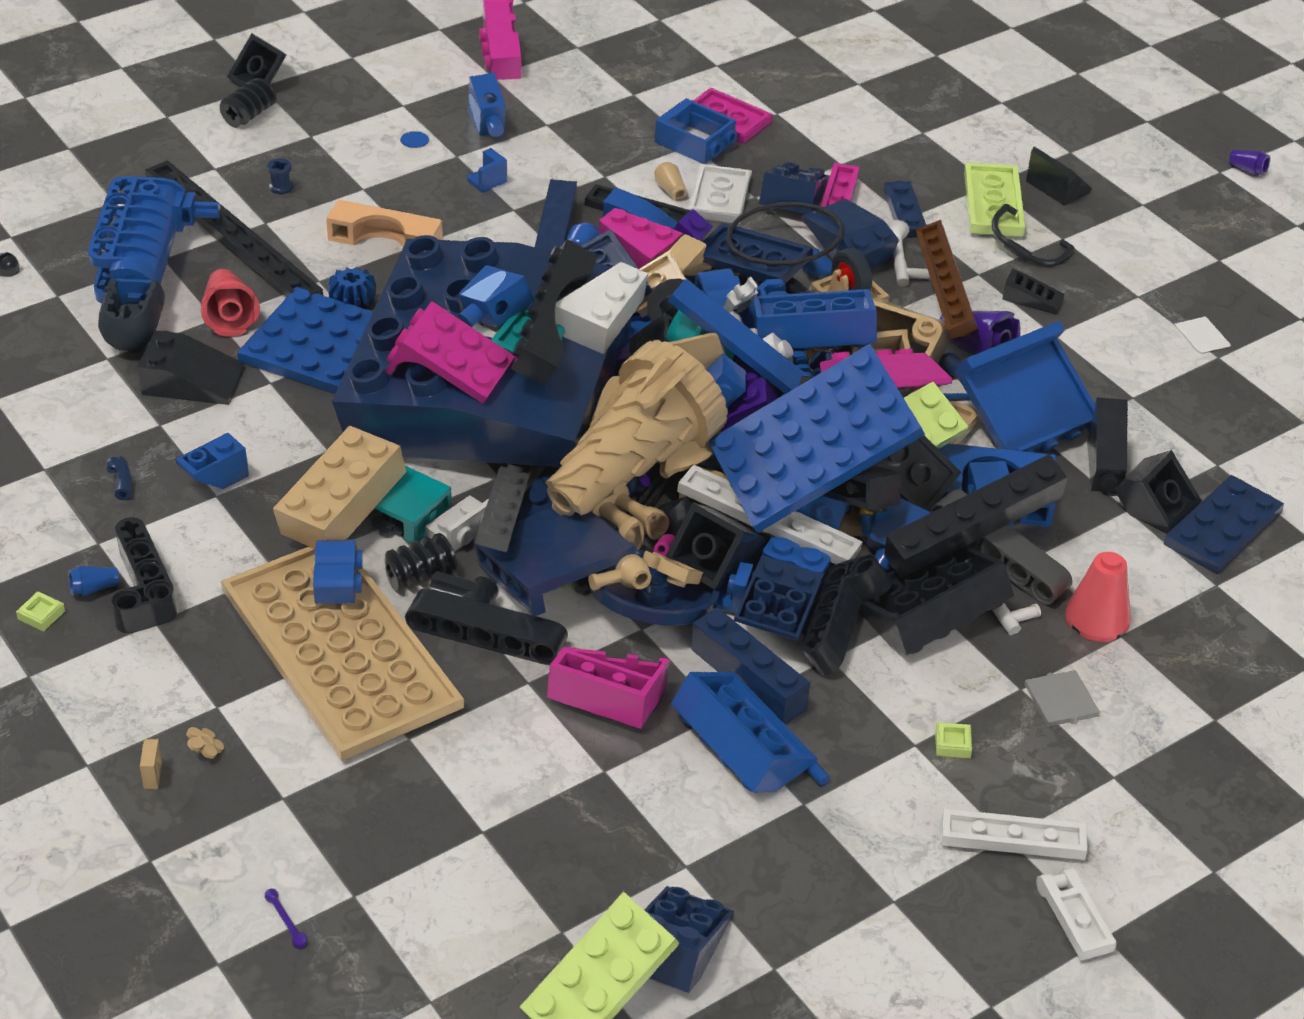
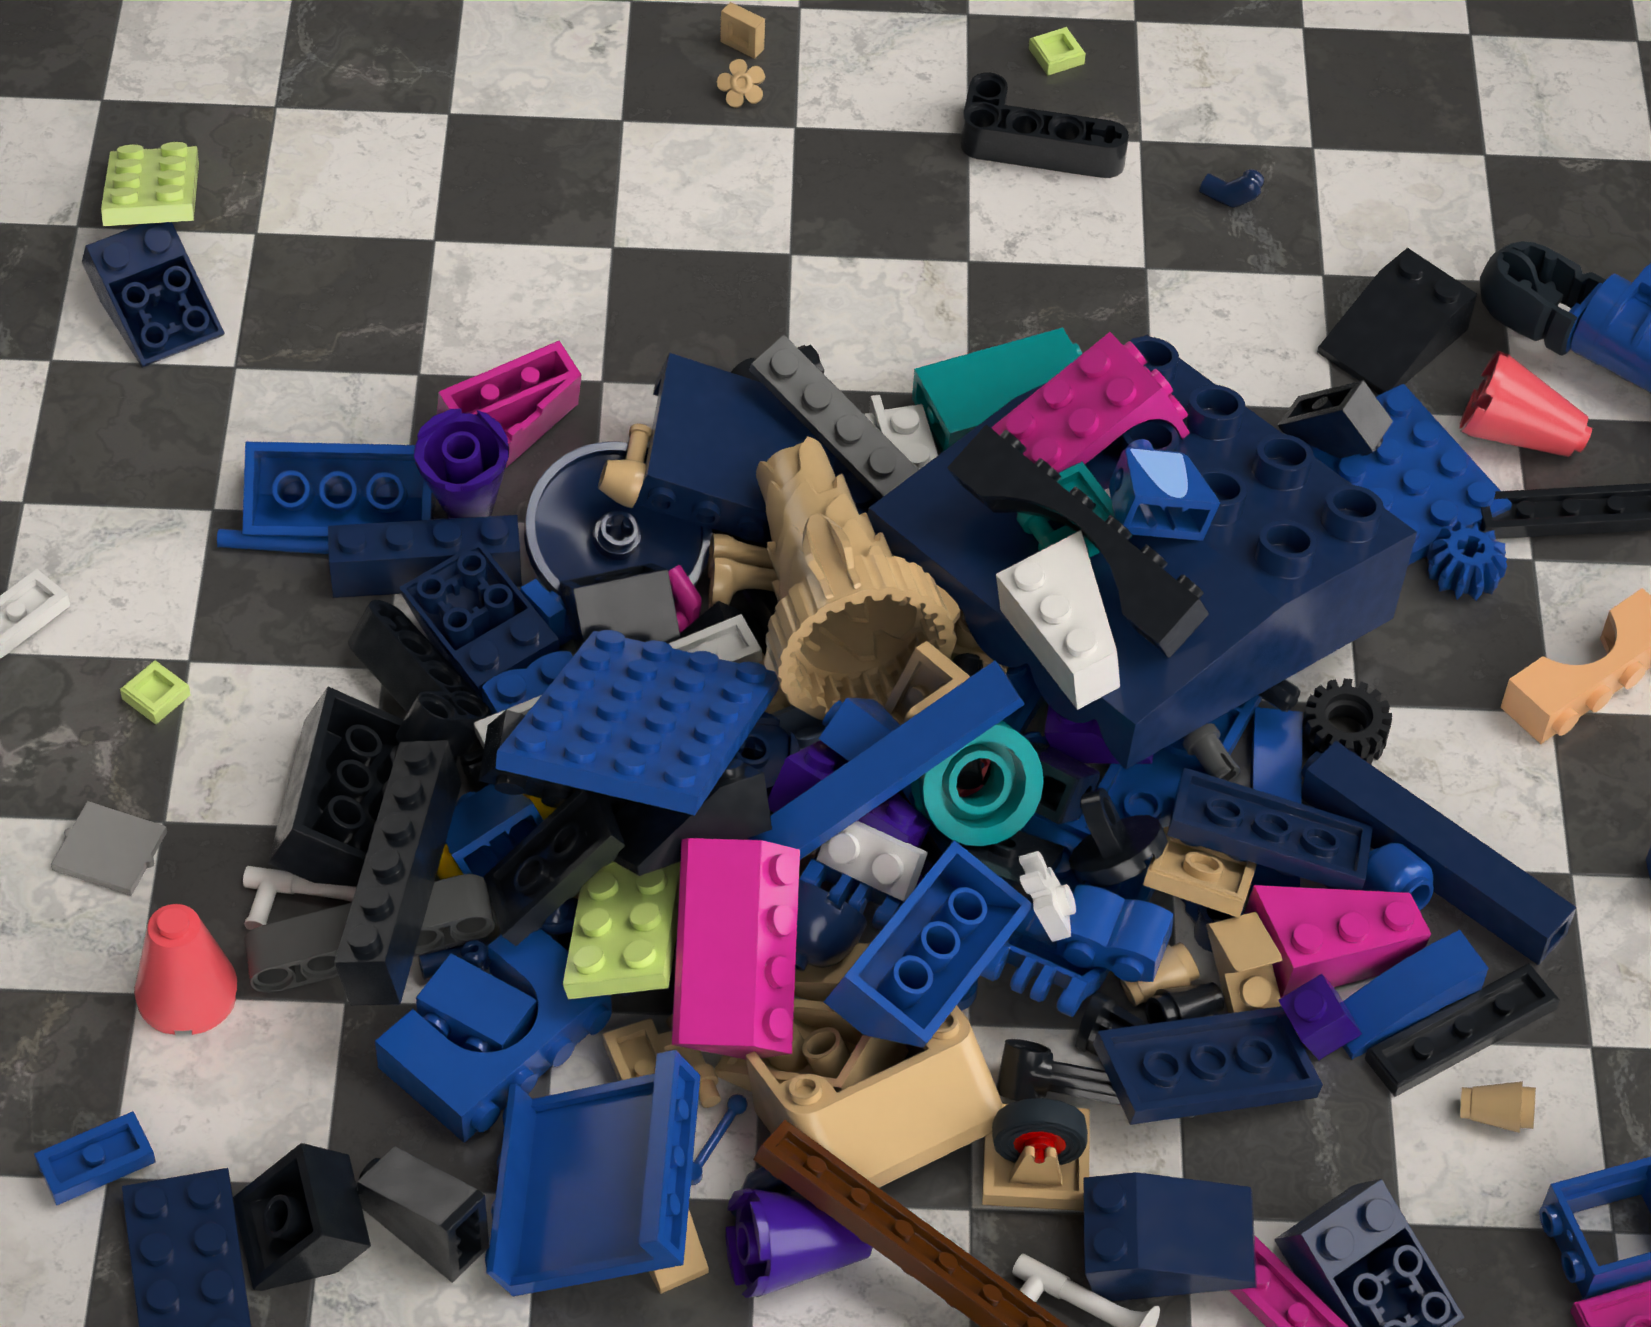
camera: 125 degrees right, 10 degrees up
(92, 579) = (1068, 90): blue cone -> none
(216, 462) = (1180, 260): blue slope -> none
(299, 940) = (433, 51): dark purple hinge -> none
(305, 347) = (1338, 420): none -> black slope
(336, 571) = (884, 259): blue brick -> none
(340, 488) = (1007, 309): tan brick -> none
(346, 662) = (791, 244): tan plate -> none
(419, 558) = (858, 356): black piece -> none
(486, 626) = (632, 398): black beam -> none
(677, 572) = (611, 546): tan plate -> none
(697, 637) = (462, 461): none -> dark purple cone
(720, 192) = (1434, 1168): white tile -> none
(785, 262) = (1179, 1197): black piece -> none
(819, 268) = (1139, 1154): blue cone -> none
(1219, 583) = (95, 1158): none -> blue plate

